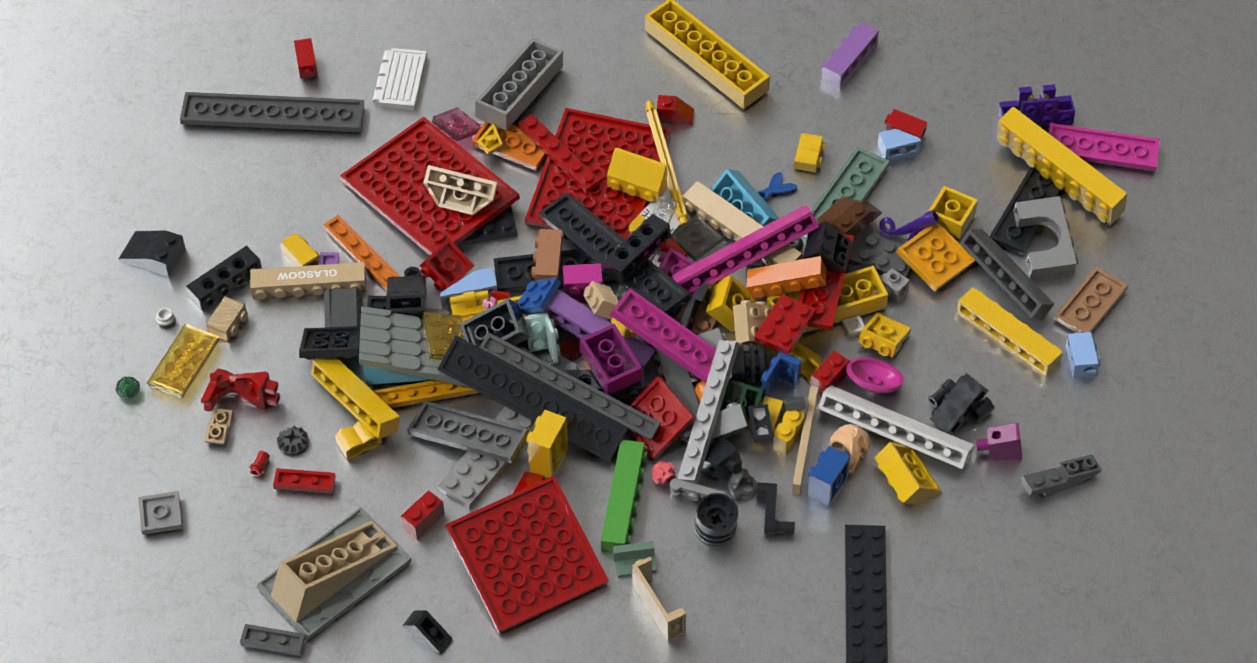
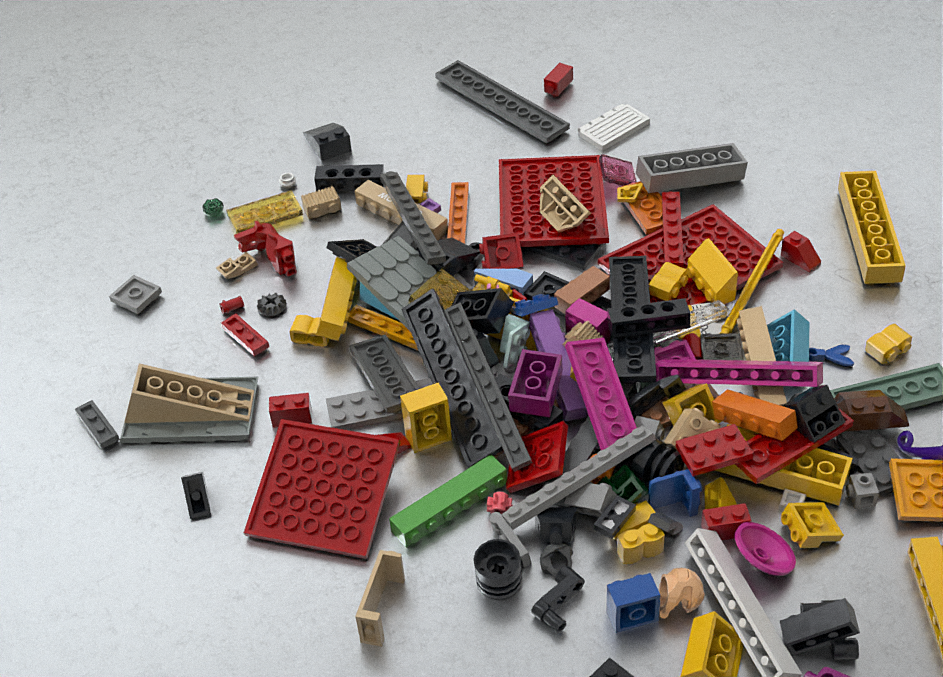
camera: 45 degrees right, 10 degrees down
(343, 281) = (413, 218): none -> dark grey plate
(606, 204) = (668, 281): none -> yellow brick
(628, 554) = (414, 555): sand green panel -> none
(805, 438) = (648, 560): tan tile -> none

